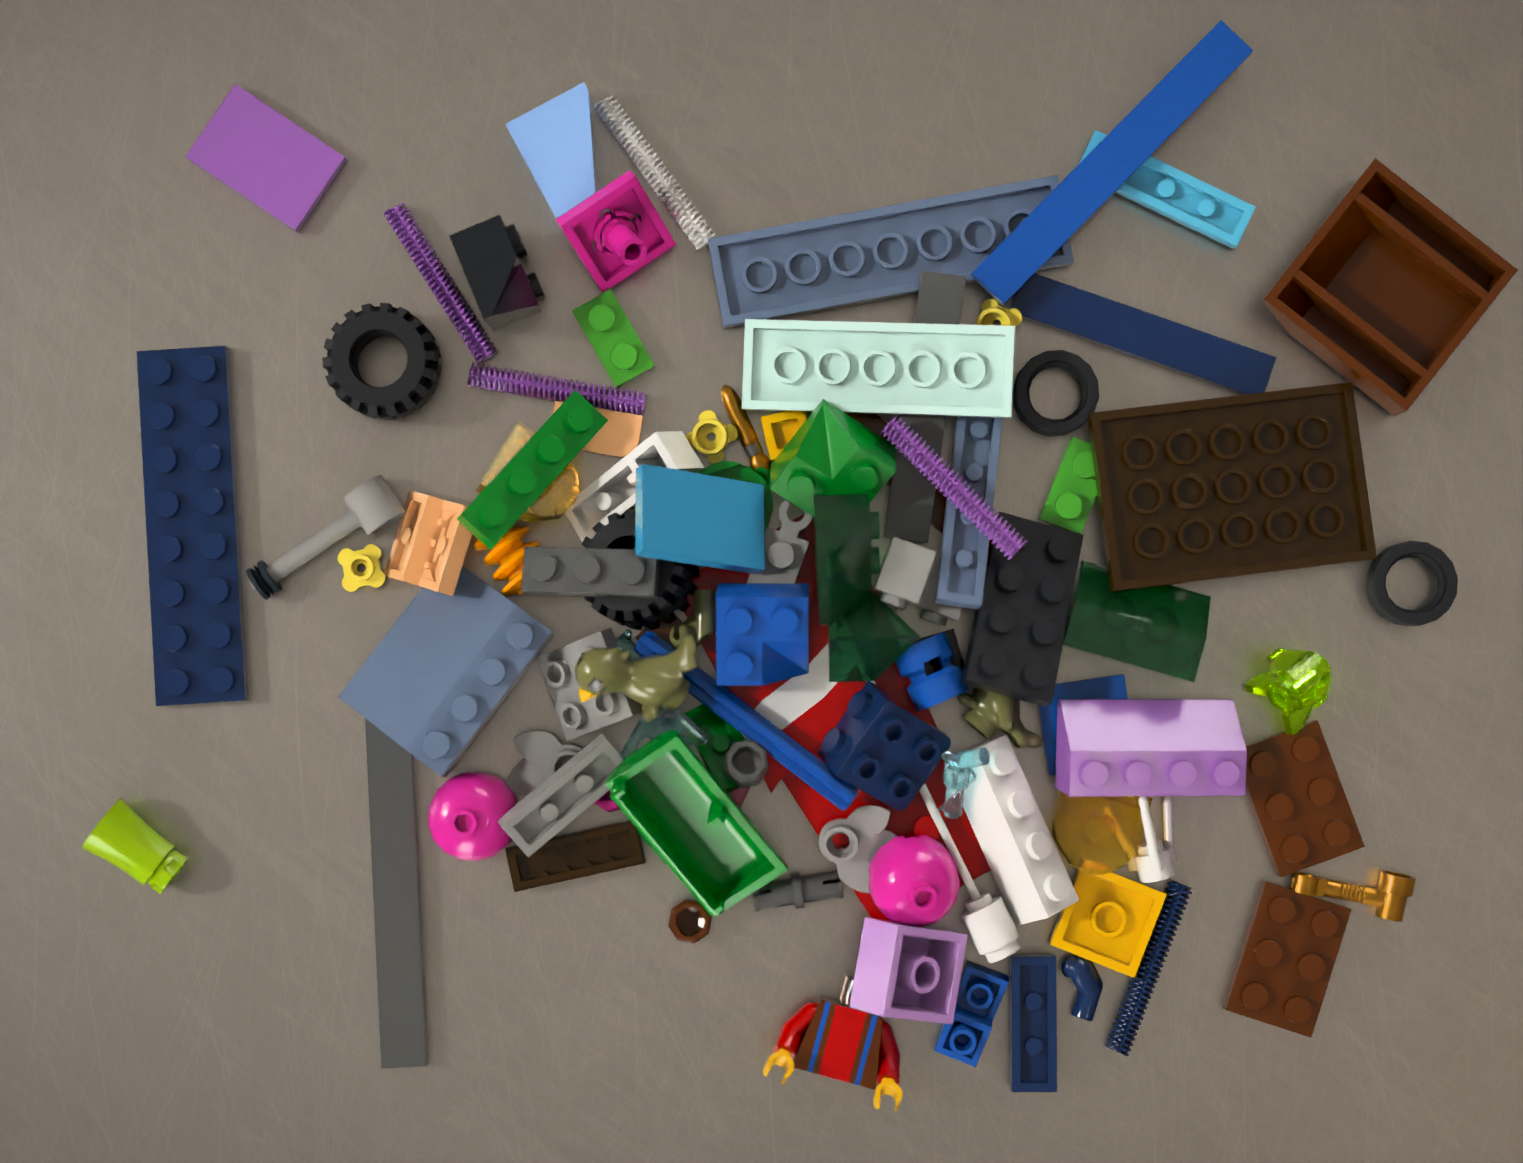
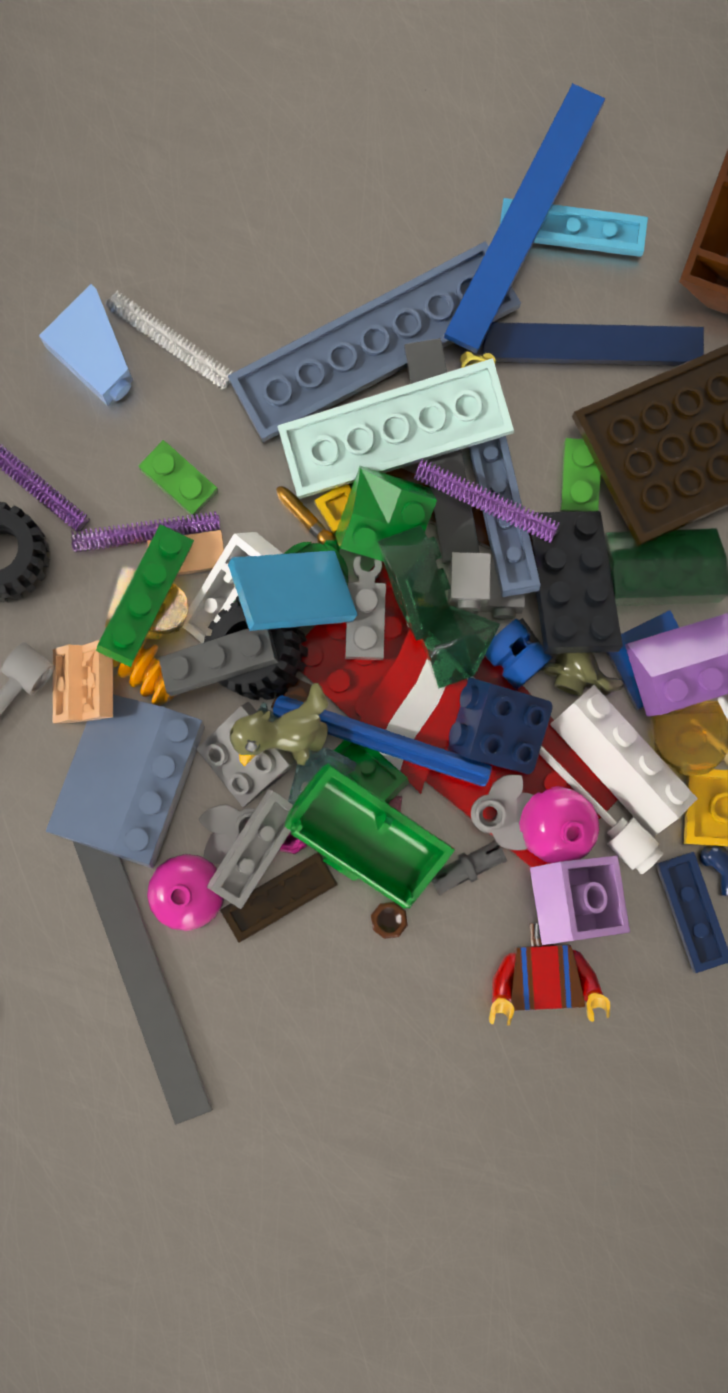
camera: 20 degrees left, 5 degrees down
(371, 576) = (43, 722): light yellow plate -> none
(495, 272) = (61, 443): black slope -> none
(623, 244) = (173, 393): dark pink plate -> none
(701, 623) = (320, 673): olive arm -> none
(724, 434) = (290, 524): light yellow plate -> none
(746, 763) = (393, 774): dark grey tile -> none
(761, 633) = (372, 664): blue slope -> none
(958, 777) = (567, 728): clear light blue piece -> none
(975, 1009) = (644, 913): blue slope -> none
(1053, 359) = (549, 382): black tyre -> none

